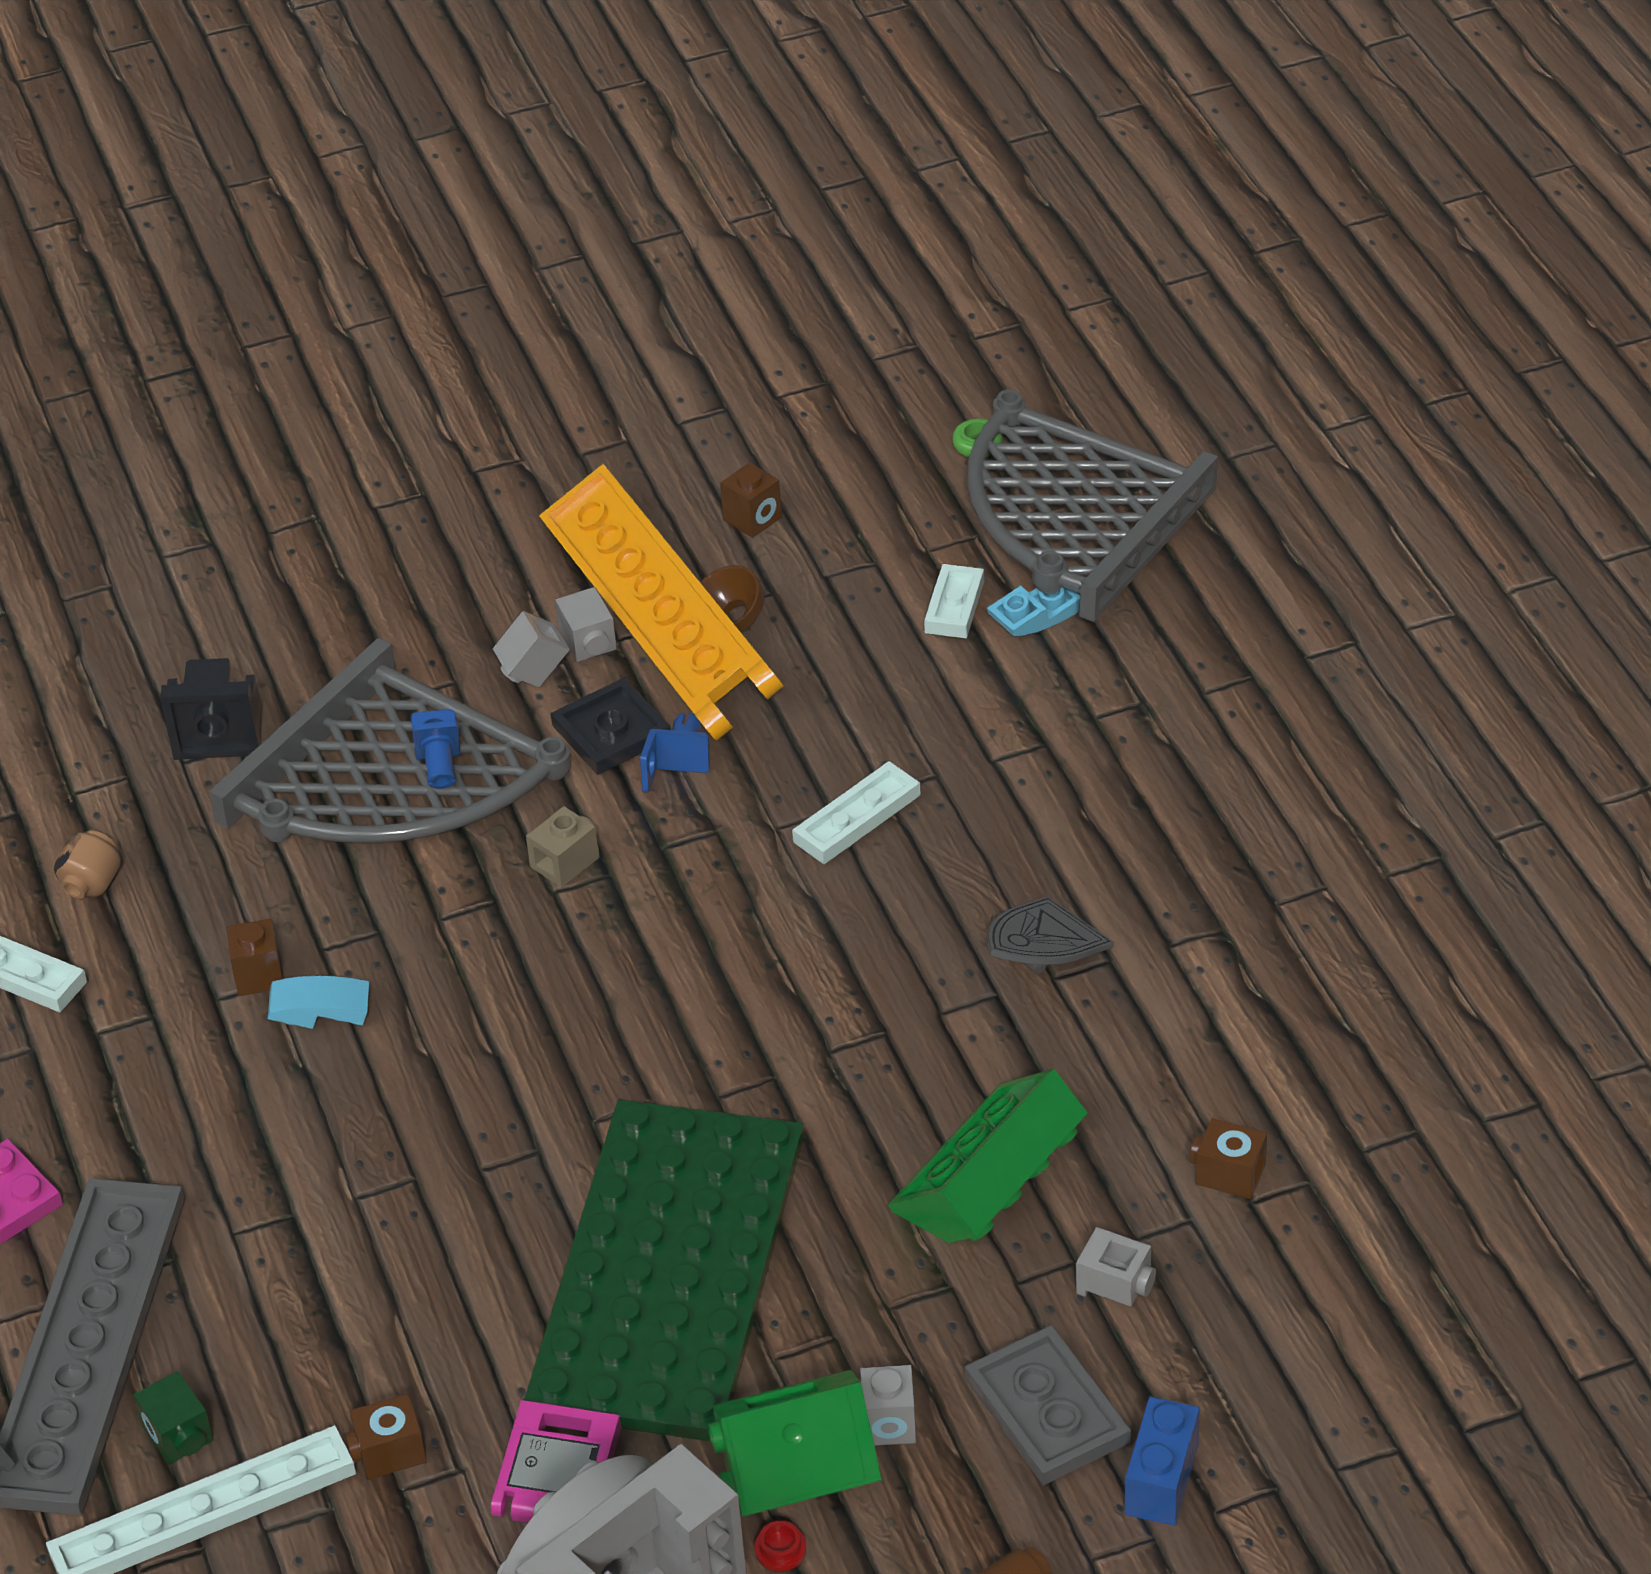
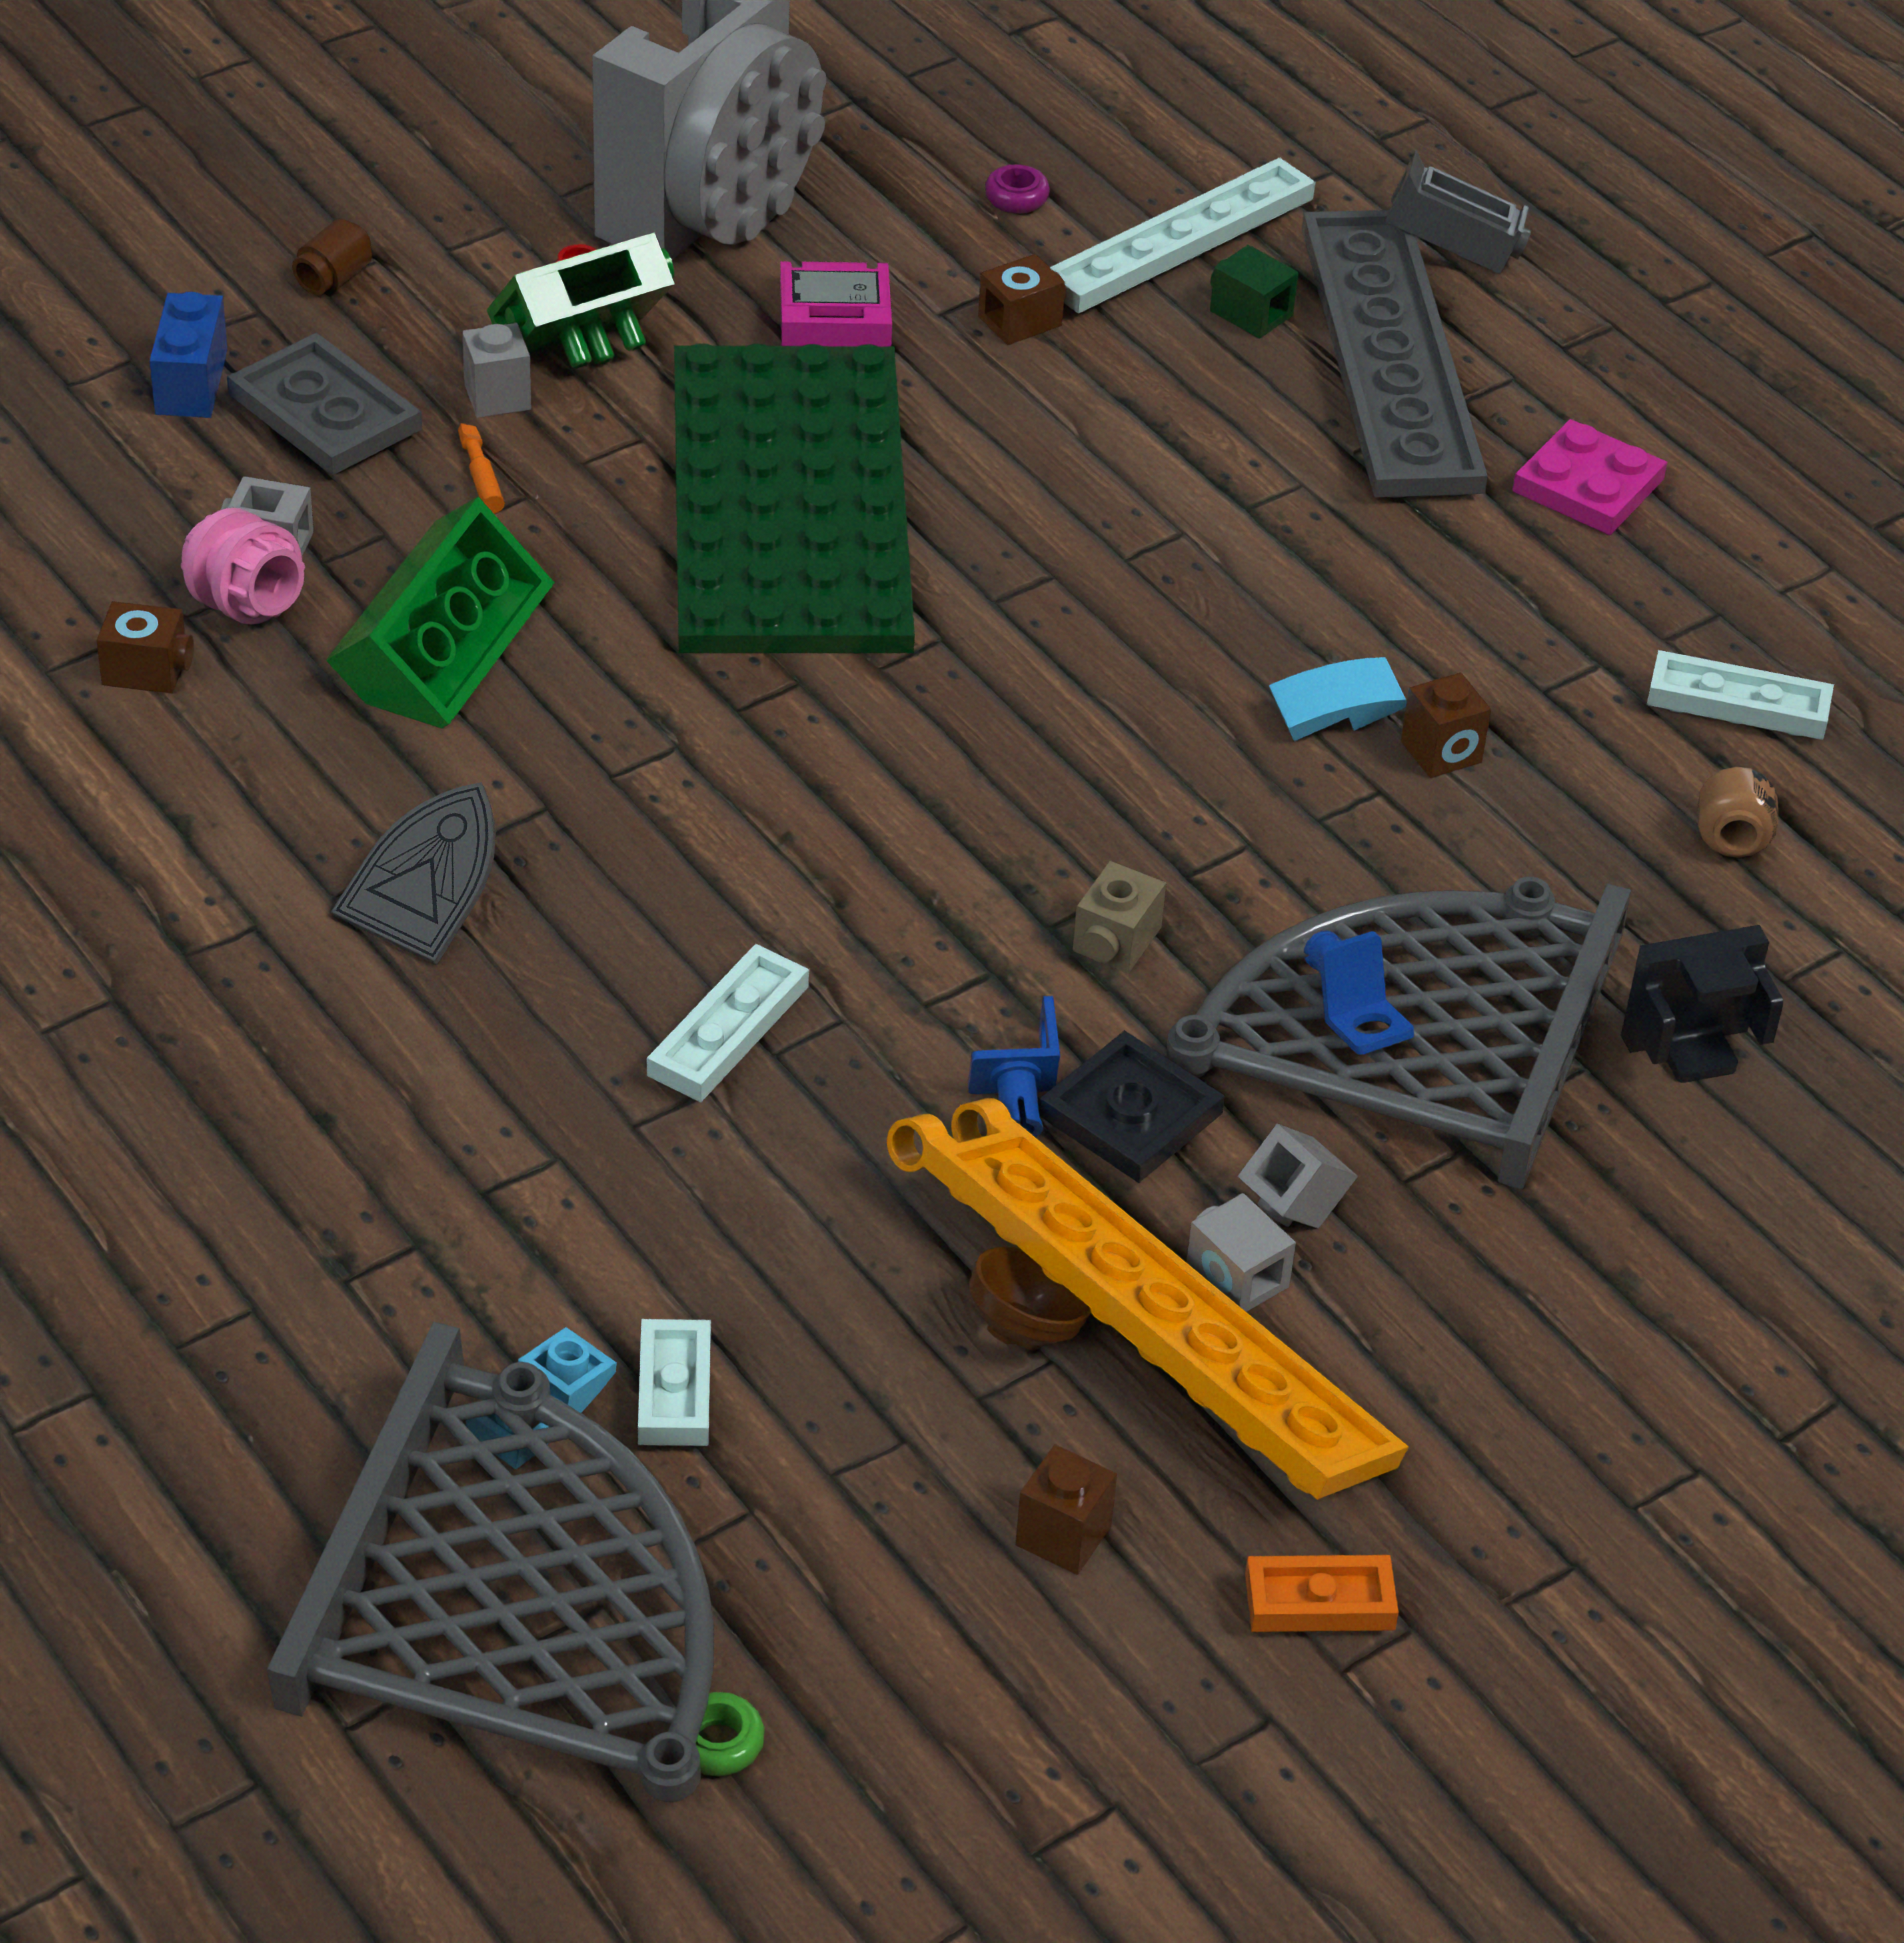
camera: 160 degrees right, 0 degrees up
(625, 455) = (1321, 1593): none -> orange plate
(922, 1328) = (481, 469): none -> orange piece
(1136, 1200) = (242, 566): none -> bright pink piece

